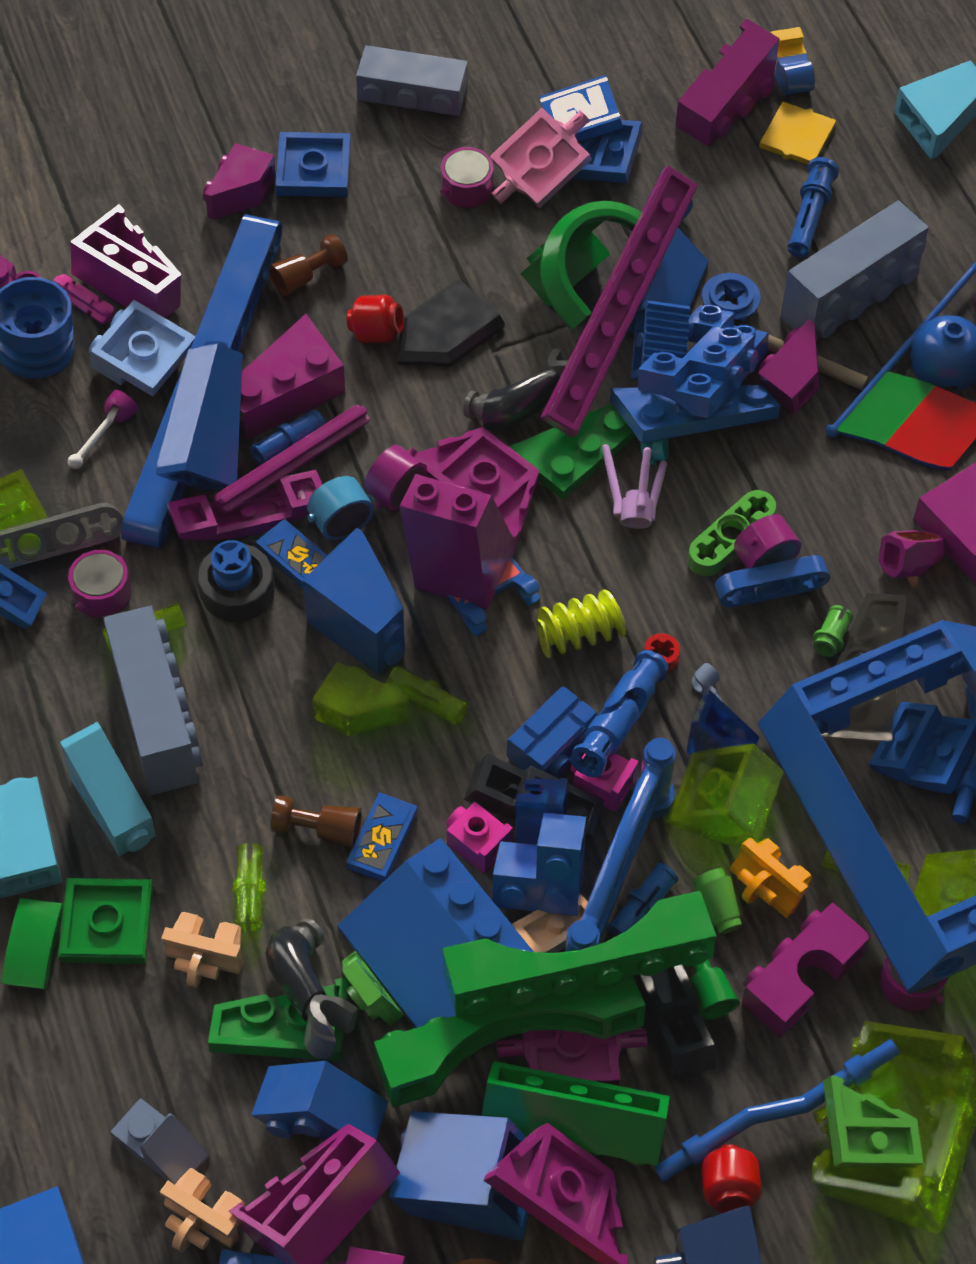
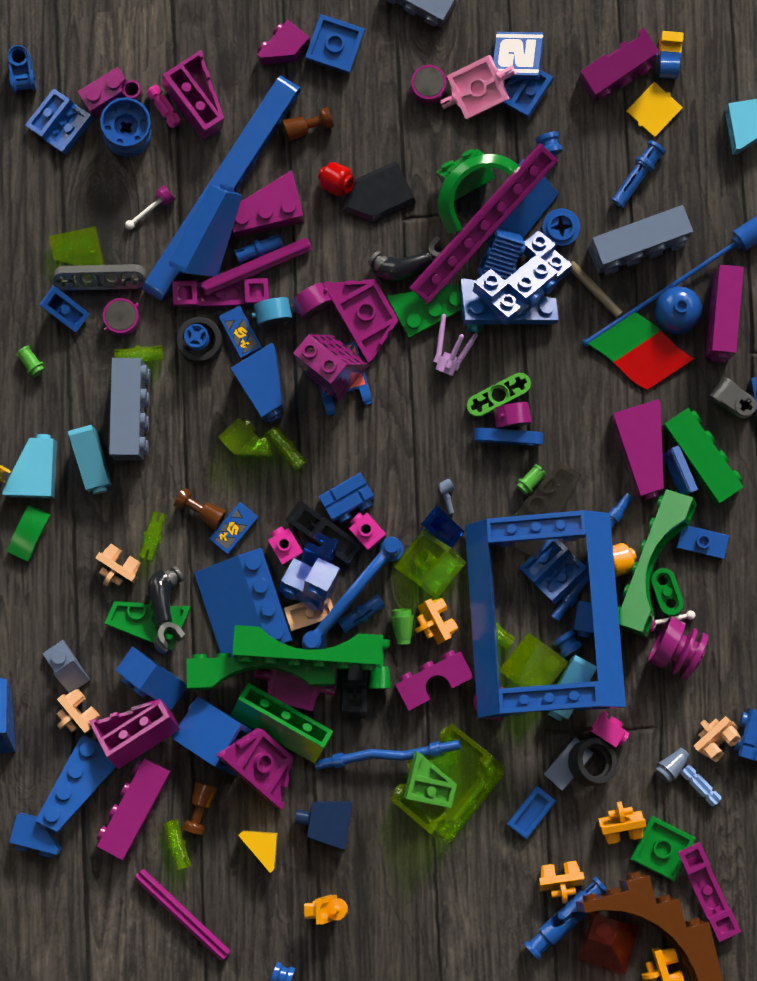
camera: 20 degrees right, 25 degrees up
(106, 921) = (71, 530): green tile -> none
(140, 348) = (187, 159): light blue plate -> none
(368, 991) = (195, 618): bright green wing -> none
(579, 621) = (385, 431): neon yellow piece -> none
(619, 713) = (384, 502): blue piece -> none
(665, 642) = (431, 455): red bush -> none
(731, 1178) = (350, 782): red head -> none
(794, 370) = (578, 297): magenta slope -> none
(910, 552) = (597, 442): magenta rock -> none

